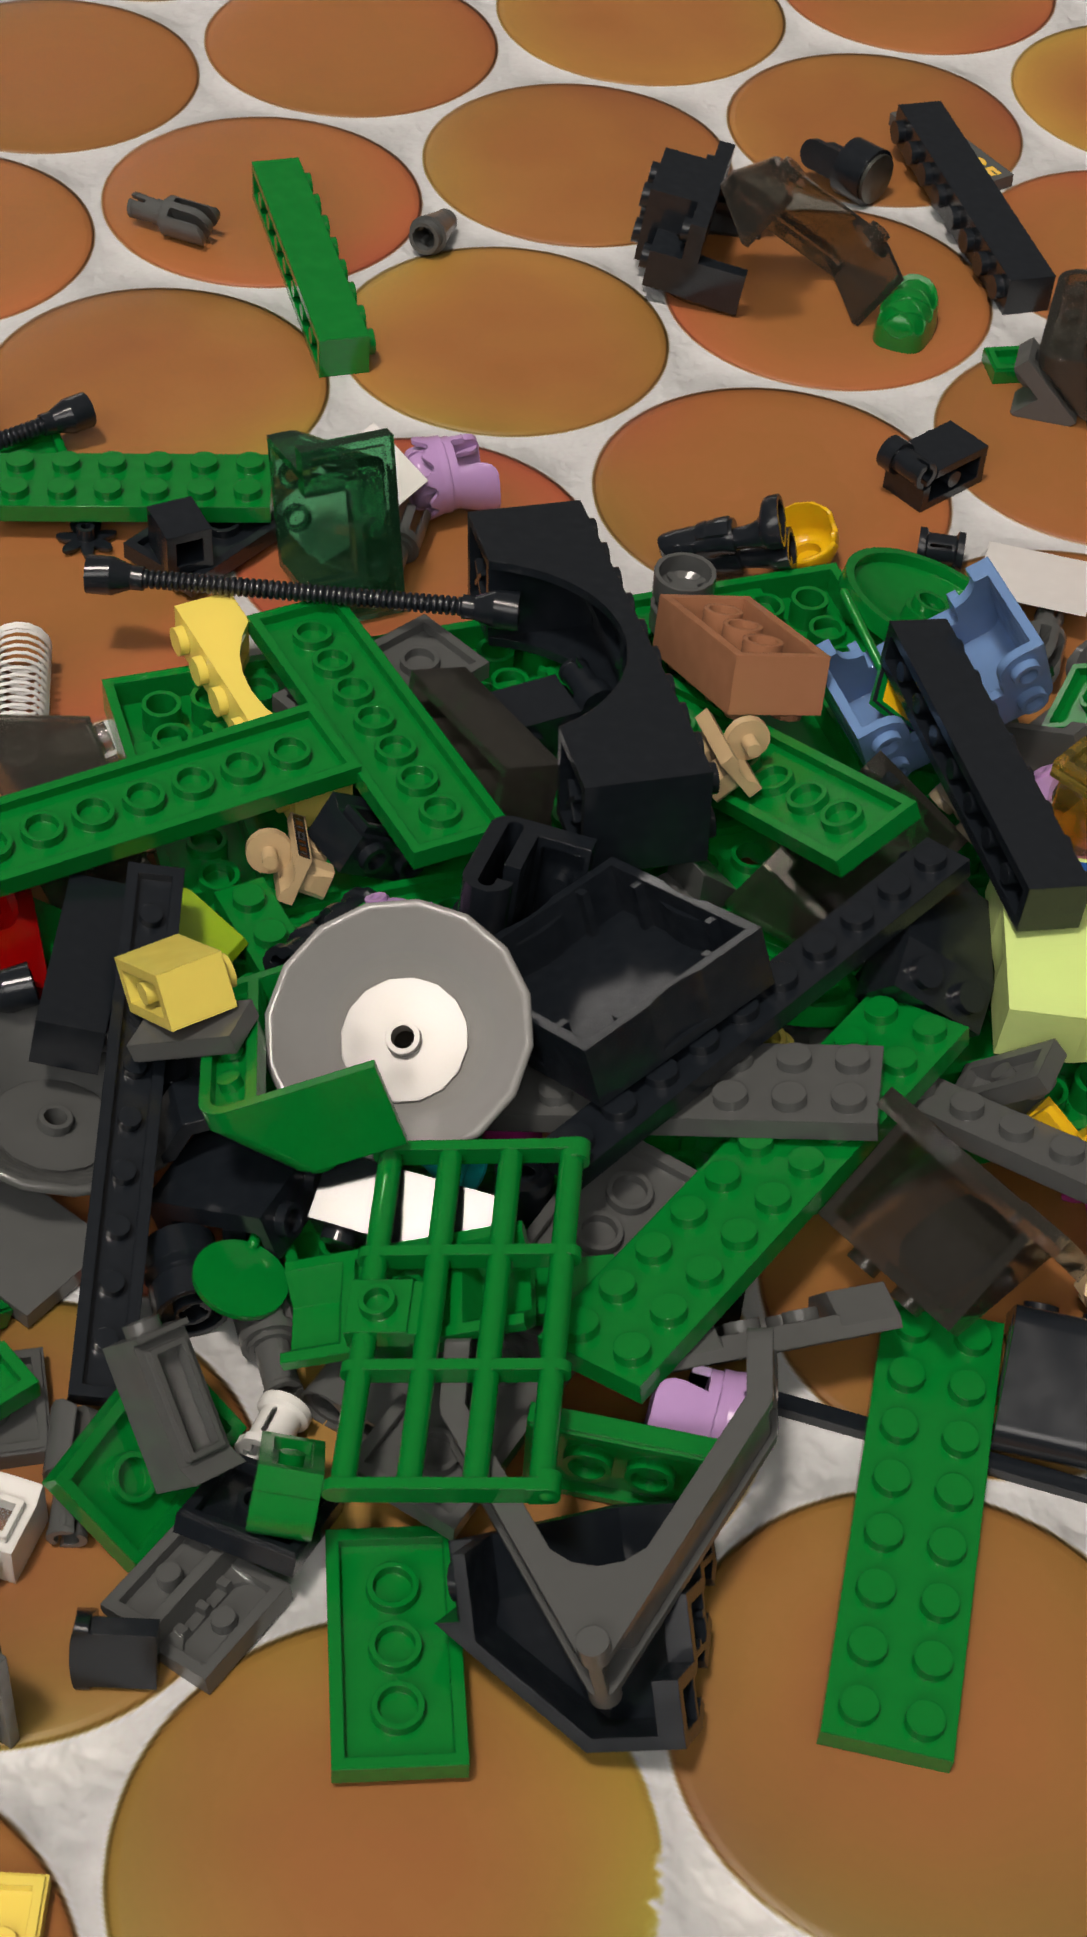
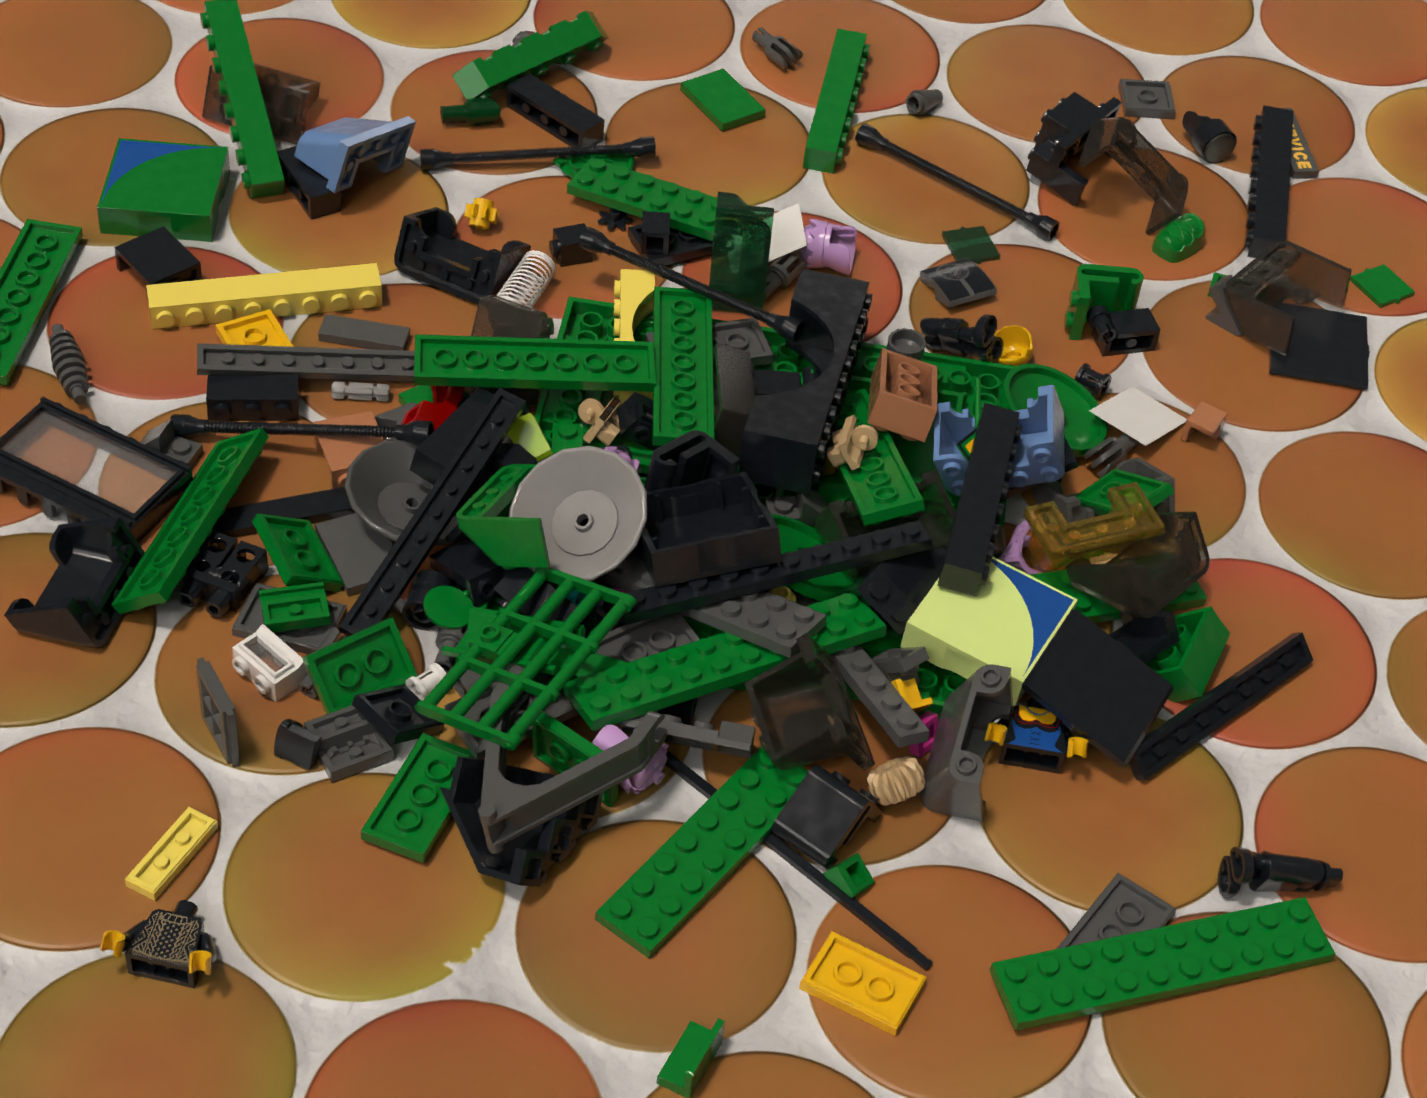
camera: 25 degrees right, 0 degrees up
(50, 597) = (566, 245): none -> black brick
(138, 312) = (722, 99): none -> green tile
(169, 1404) = (376, 644): dark grey window -> none
(177, 981) = (483, 452): light yellow brick -> none
(209, 1037) = (480, 479): dark grey tile -> none
(286, 1486) = (401, 701): green plate -> none
(394, 304) = (1041, 224): none -> black hose
(634, 414) = (971, 244): none -> clear green piece
(659, 471) = (958, 282): none -> black slope
(704, 138) = (1146, 99): none -> dark grey tile
(868, 414) = (1101, 285): none -> green piece

